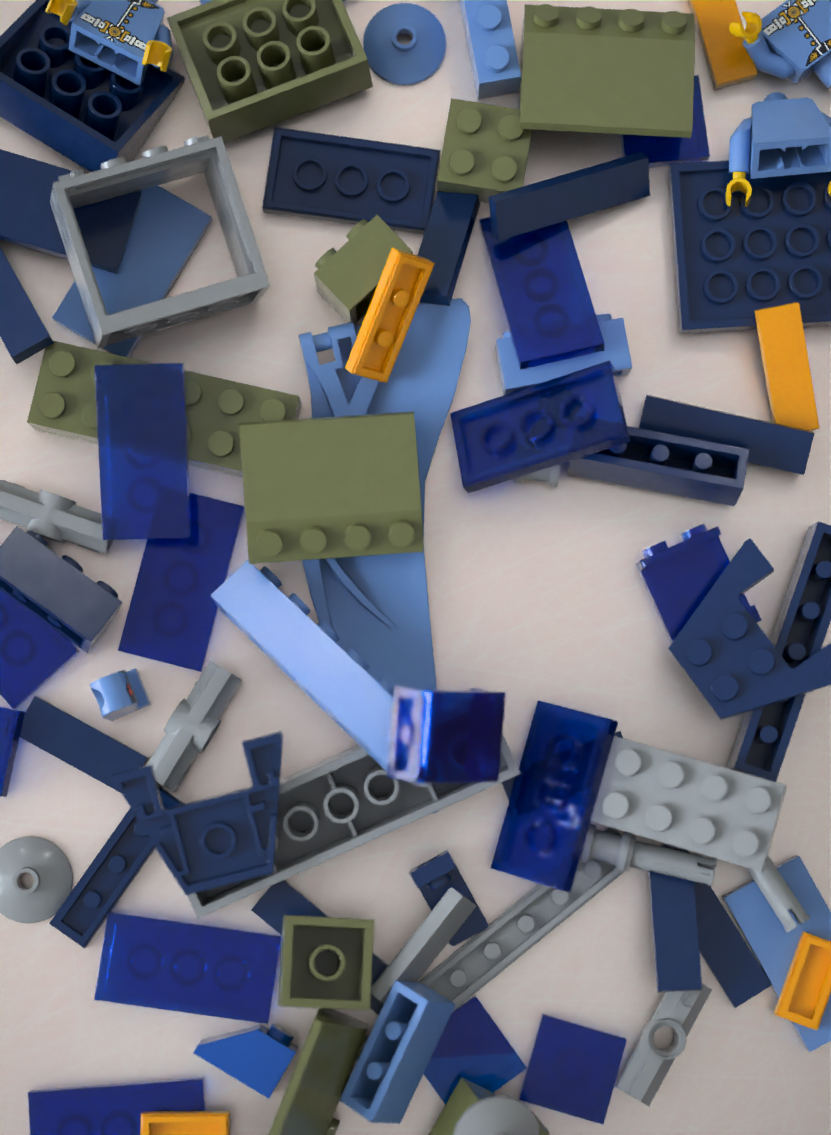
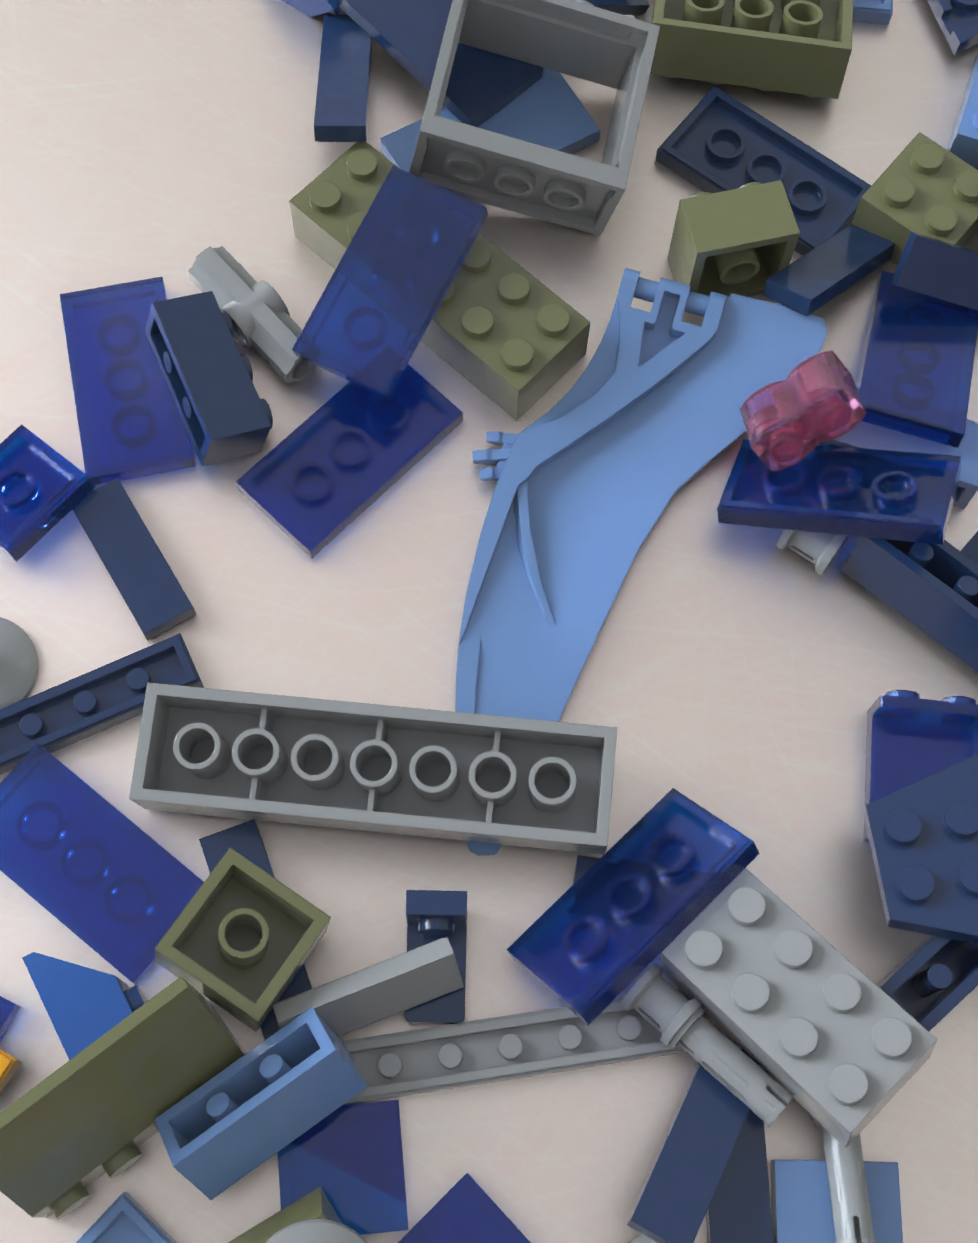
camera: 30 degrees right, 15 degrees down
(120, 694) = (204, 521): medium blue leg -> none
(193, 725) = (263, 601): light grey piece -> none
(218, 836) = (214, 711): dark blue wing -> none
(310, 656) = (448, 610): brick -> none
(331, 487) = (570, 420): olive slope -> none
(389, 315) = (737, 286): light orange tile -> none
(409, 62) = (891, 85): medium blue dish -> none
(446, 735) = (548, 728): clear blue panel -> none
(484, 385) = (799, 412): none -> clear pink brick

